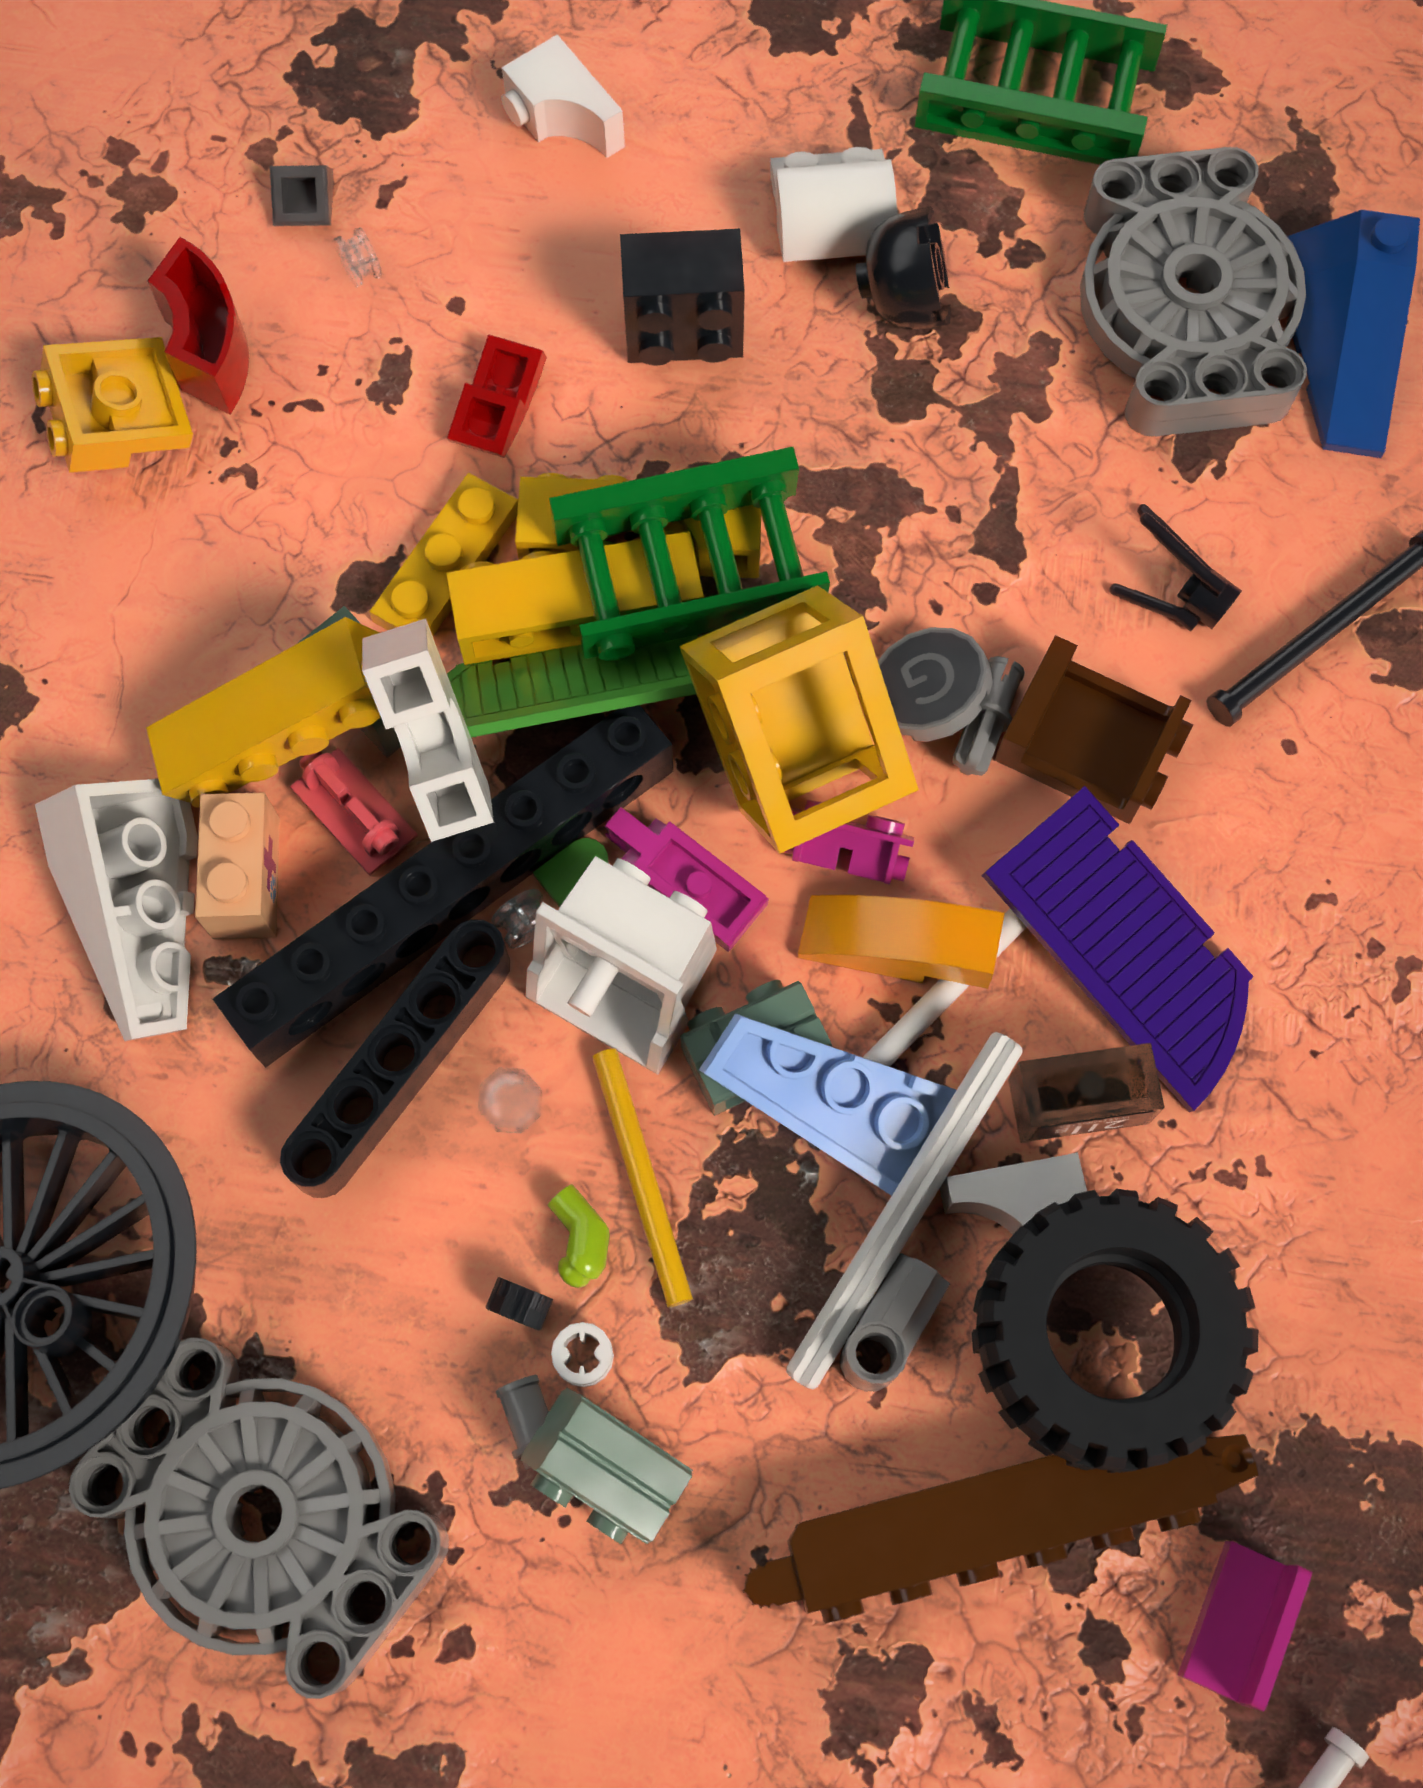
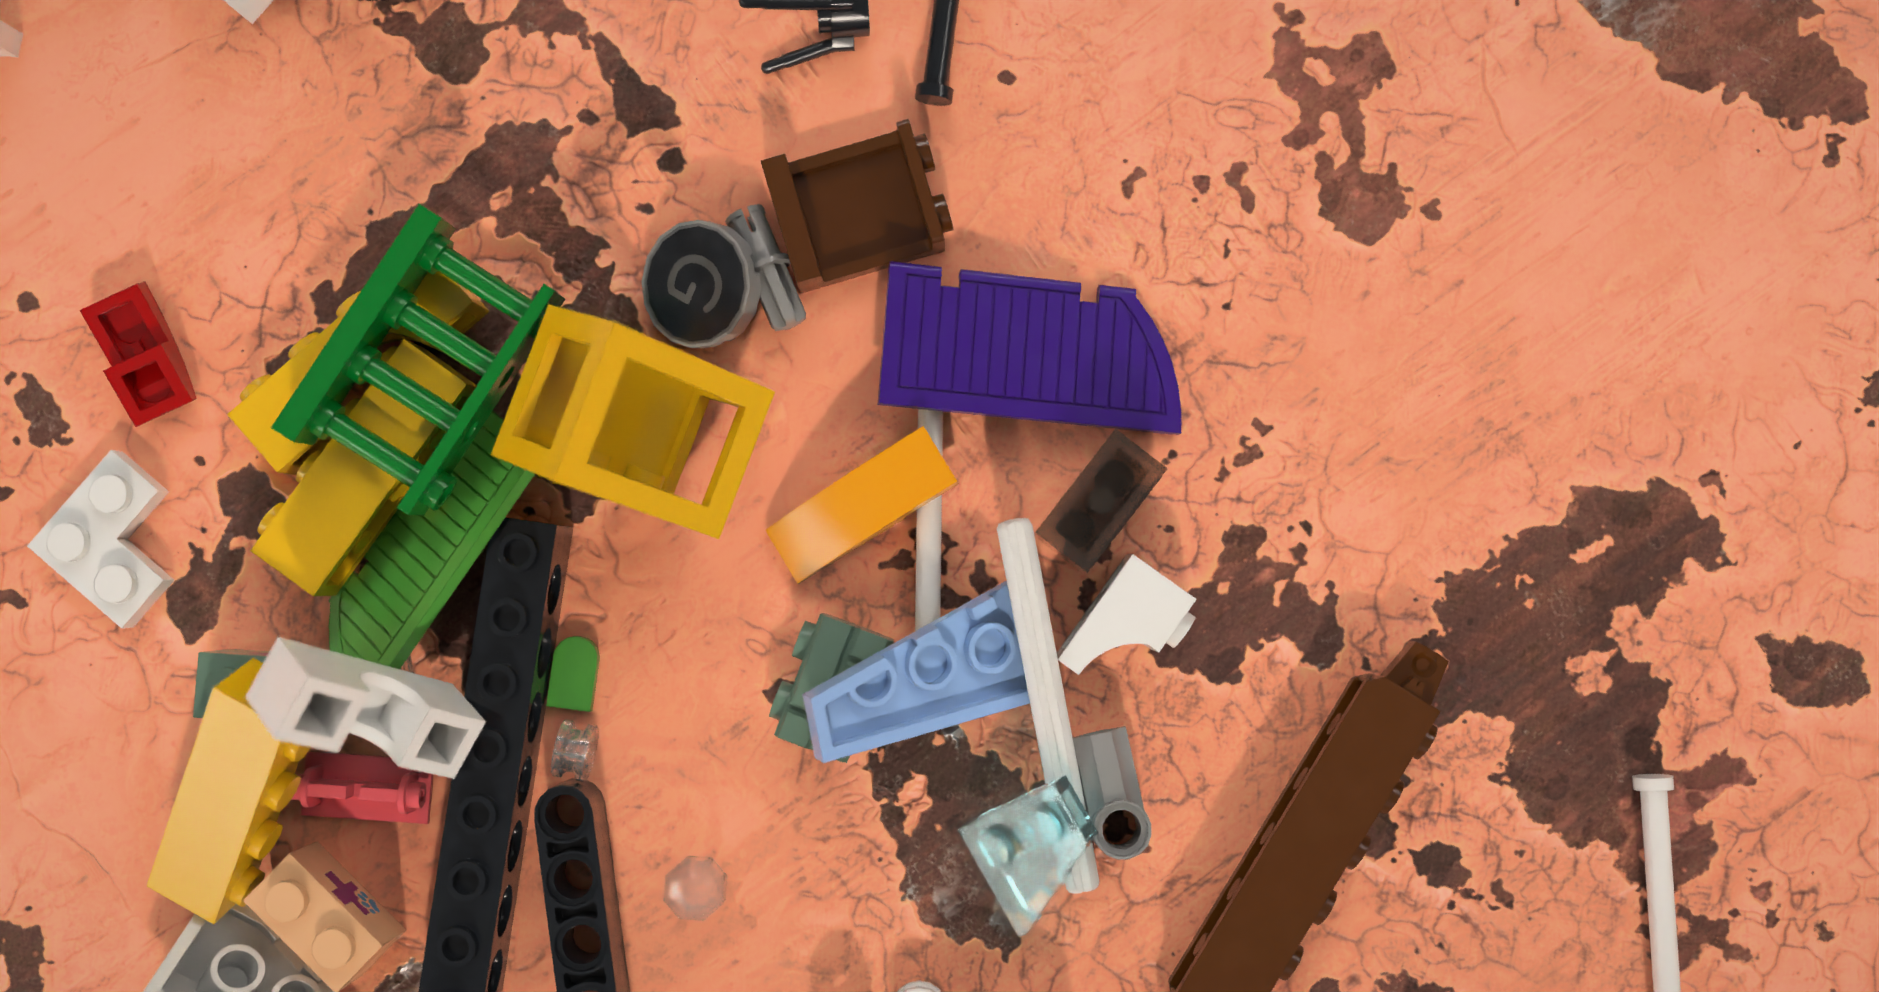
camera: 40 degrees left, 15 degrees up
(344, 480) = (91, 544): none -> white plate
(458, 536) = (229, 508): yellow plate -> none
(587, 1238) = (844, 931): lime arm -> none
(621, 961) = (679, 722): white piece -> none
(642, 1178) = (840, 851): yellow bar -> none
(683, 295) = (201, 139): black brick -> none
(685, 866) = (664, 605): dark pink hinge -> none
(790, 1303) = (1030, 848): none -> clear light blue wing
(873, 847) = (776, 452): dark pink hinge -> none
(1204, 1315) = (1363, 693): black tyre -> none
(1245, 1625) = (1523, 767): dark pink panel -> none

